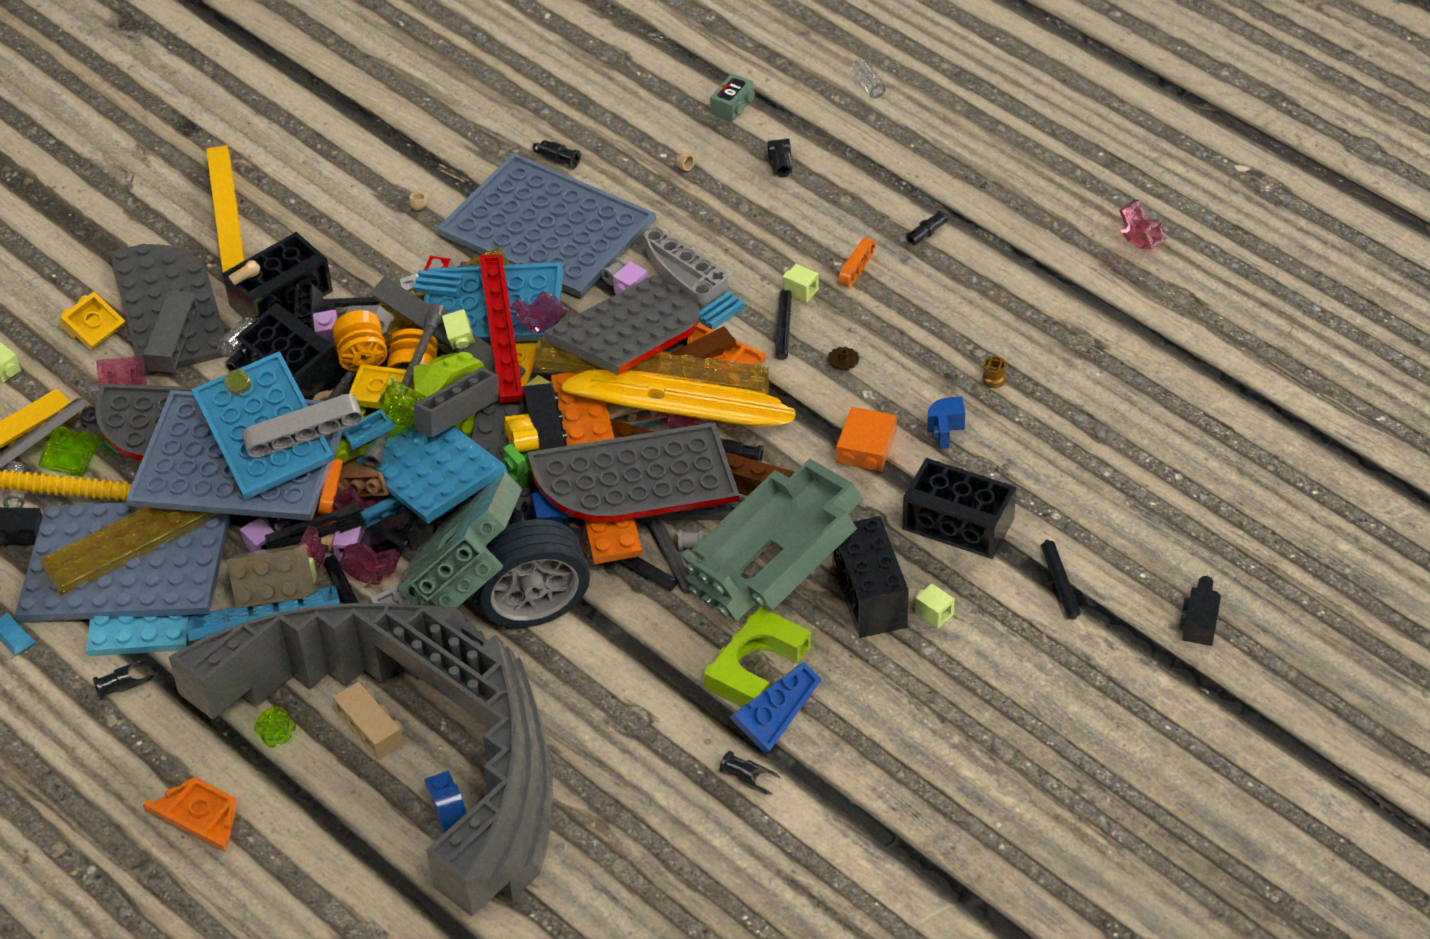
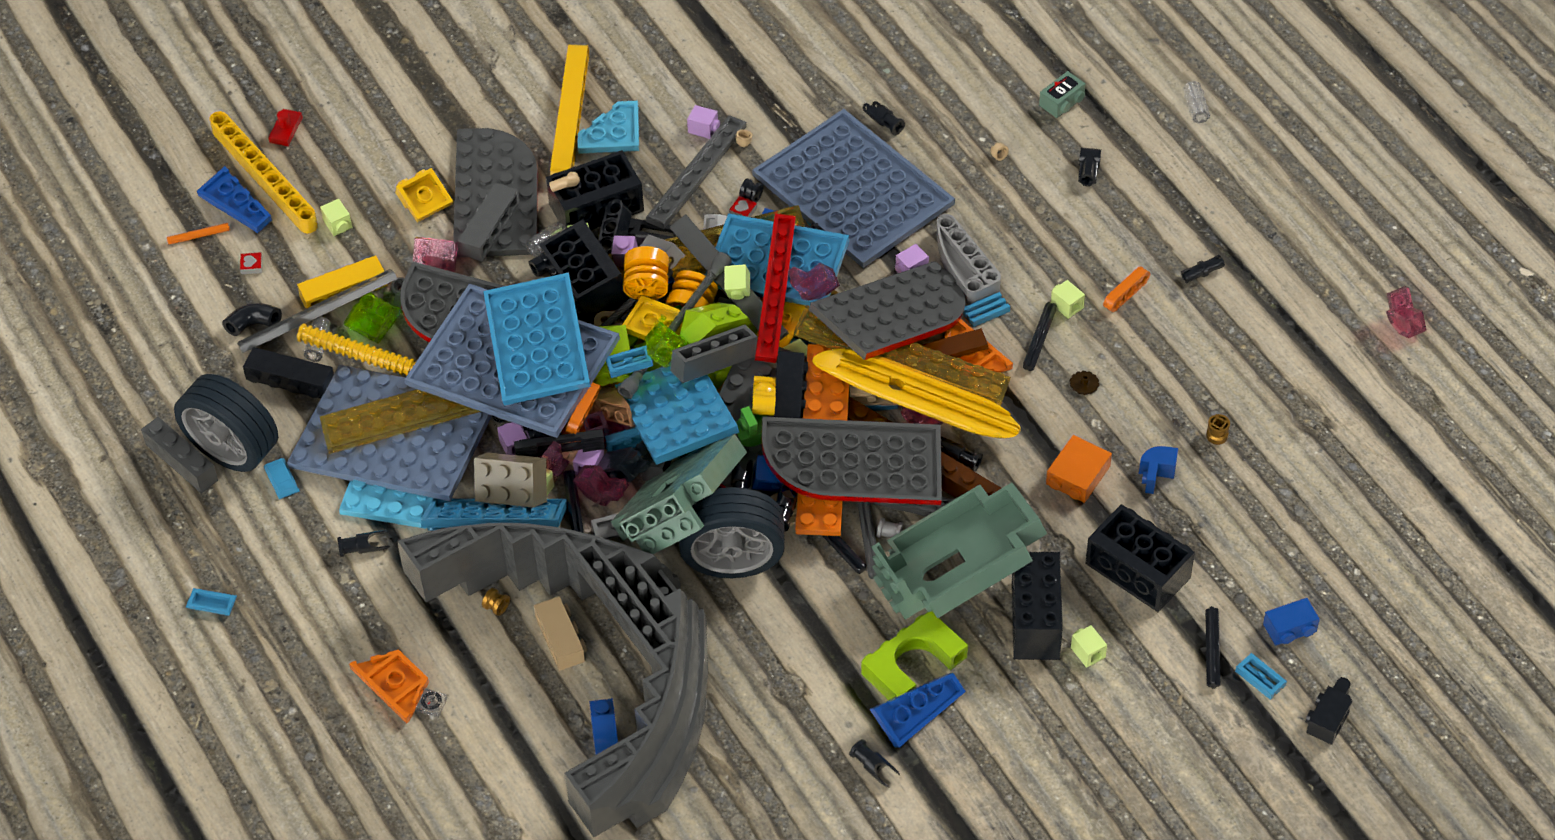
camera: 15 degrees right, 5 degrees up
(237, 381) = (524, 293): clear yellow tile -> none
(246, 824) = (431, 702): none -> clear tile
(274, 726) = (477, 619): clear neon green wheel -> none
(276, 220) = (612, 131): none -> medium azure plate
(290, 703) = (495, 601): none -> pearl gold wheel
(302, 425) = (568, 349): light grey beam -> none
(370, 193) = (703, 122): none -> lavender brick
(377, 243) = (695, 172): none -> dark grey tile
(440, 280) = (734, 227): dark azure tile -> none
(441, 247) = (751, 190): none -> black wheel
(608, 273) = (895, 249): light grey bush -> none
(1116, 598) = (1258, 679): none -> dark azure tile
(1131, 536) = (1291, 621): none -> blue brick

